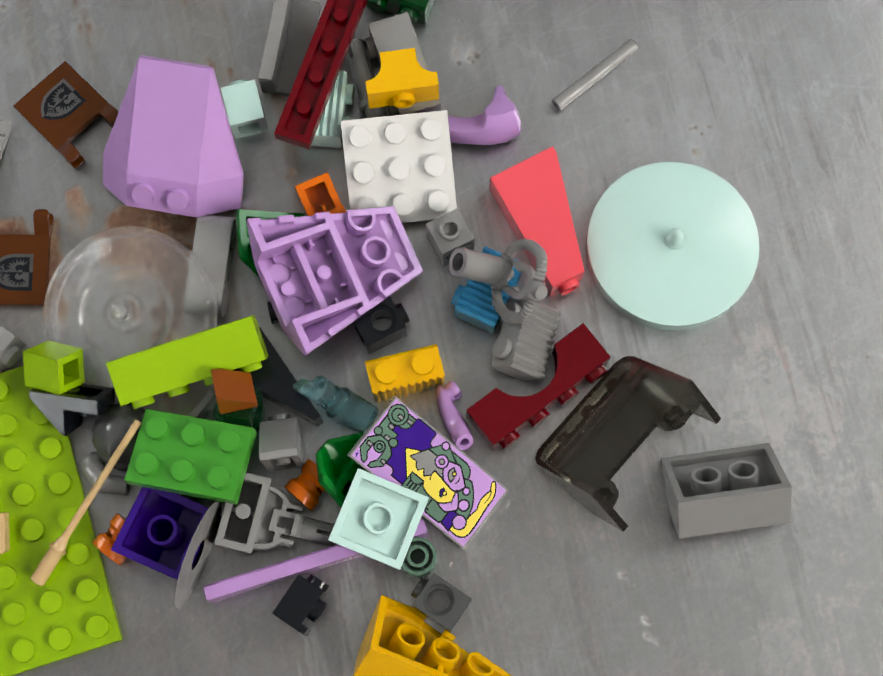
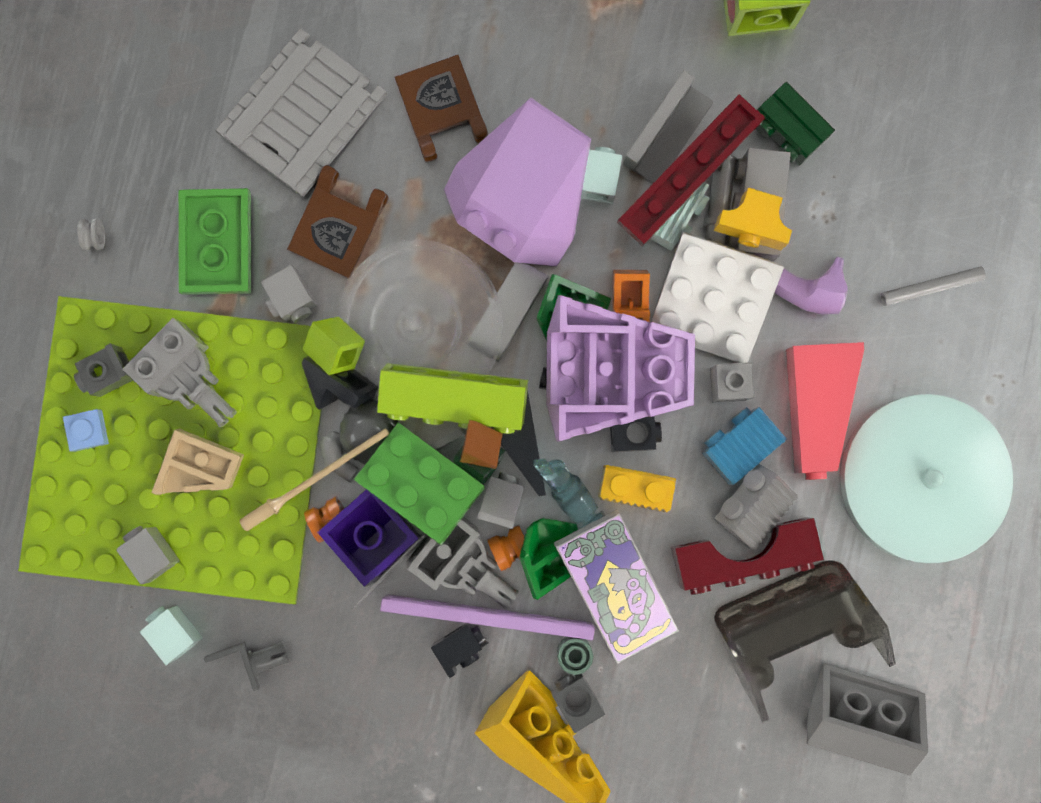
camera: 25 degrees right, 10 degrees up
(378, 519) = (556, 613): light aqua plate -> none
(451, 417) = (658, 544): lavender arm -> none
(498, 271) = (760, 440): light grey piece -> none

